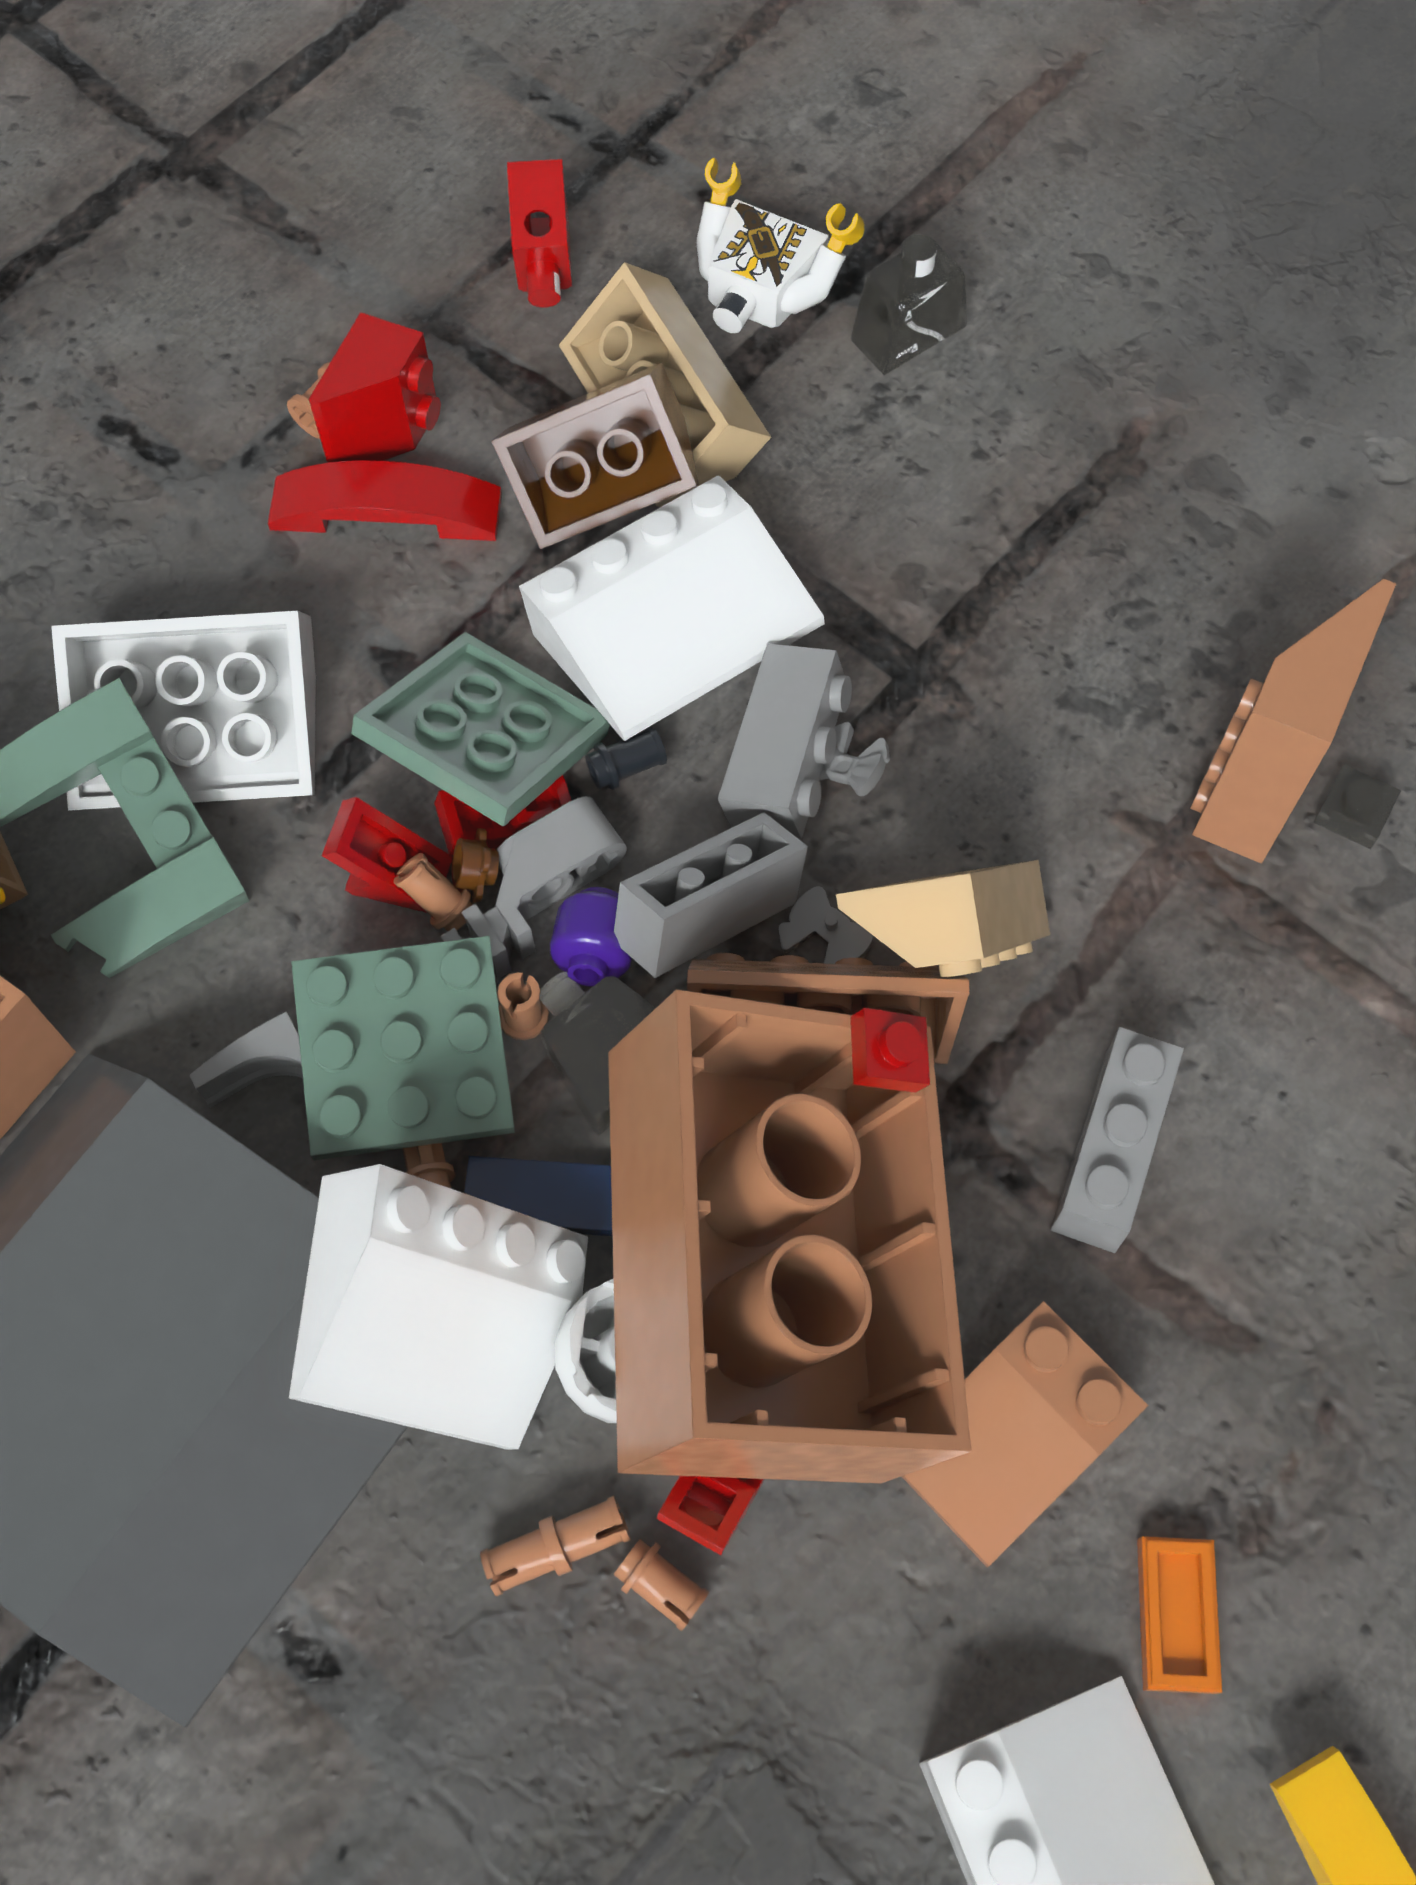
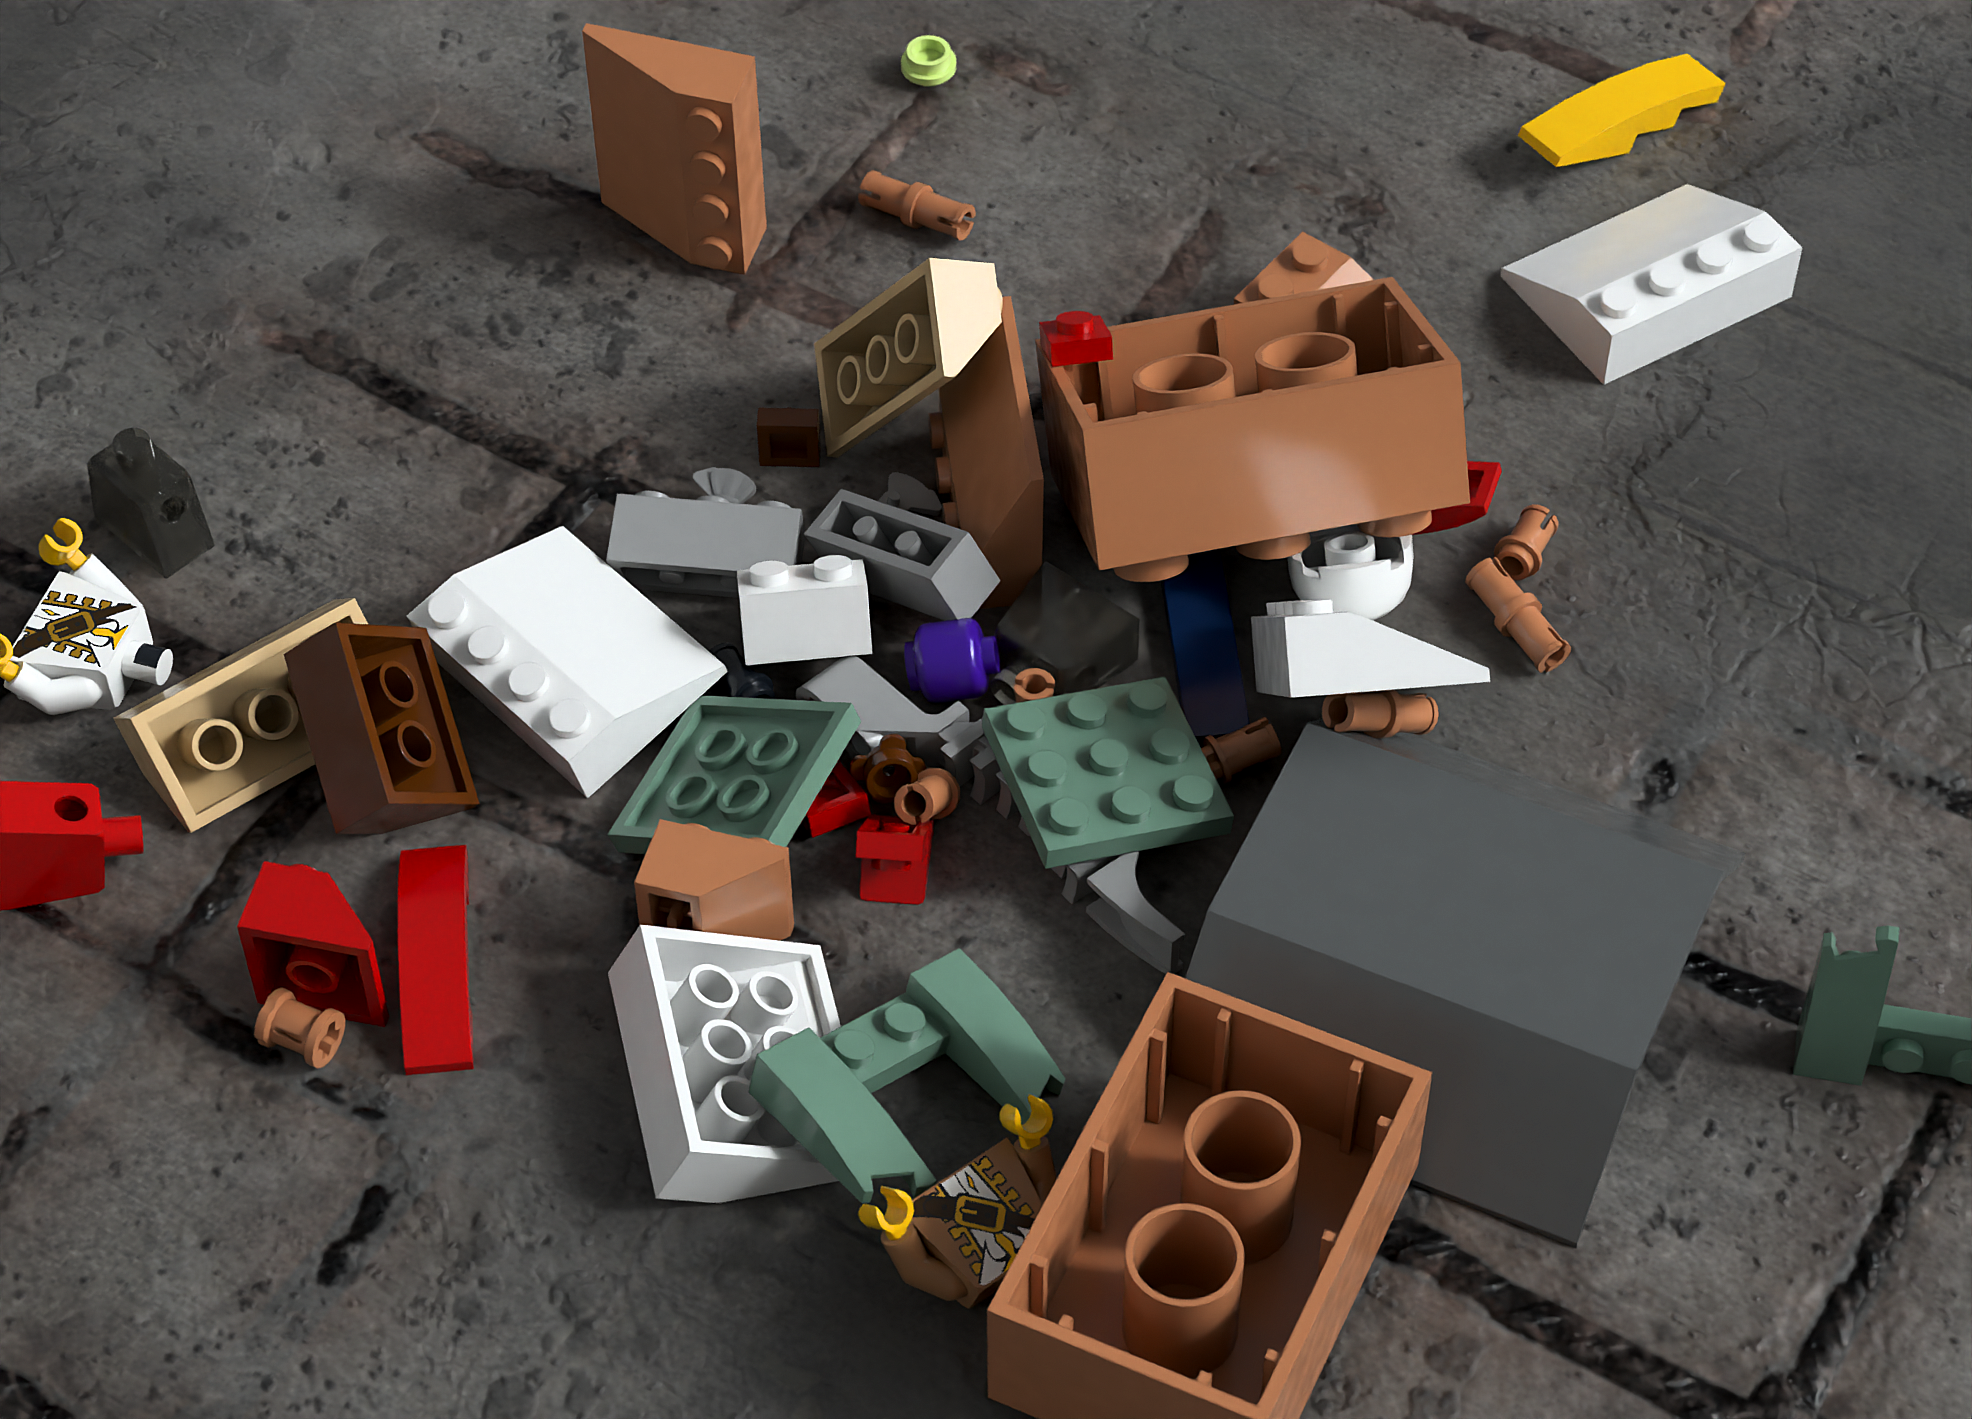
camera: 100 degrees left, 15 degrees down
(345, 667) = (715, 883): none -> nougat slope
(664, 794) = (804, 610): none -> white slope
(932, 833) = (788, 437): none -> reddish brown plate
(1117, 1140) = (1073, 275): light grey brick -> none
(1179, 1615) = (1444, 239): orange tile -> none
(1268, 1006) = (917, 205): none -> nougat pin

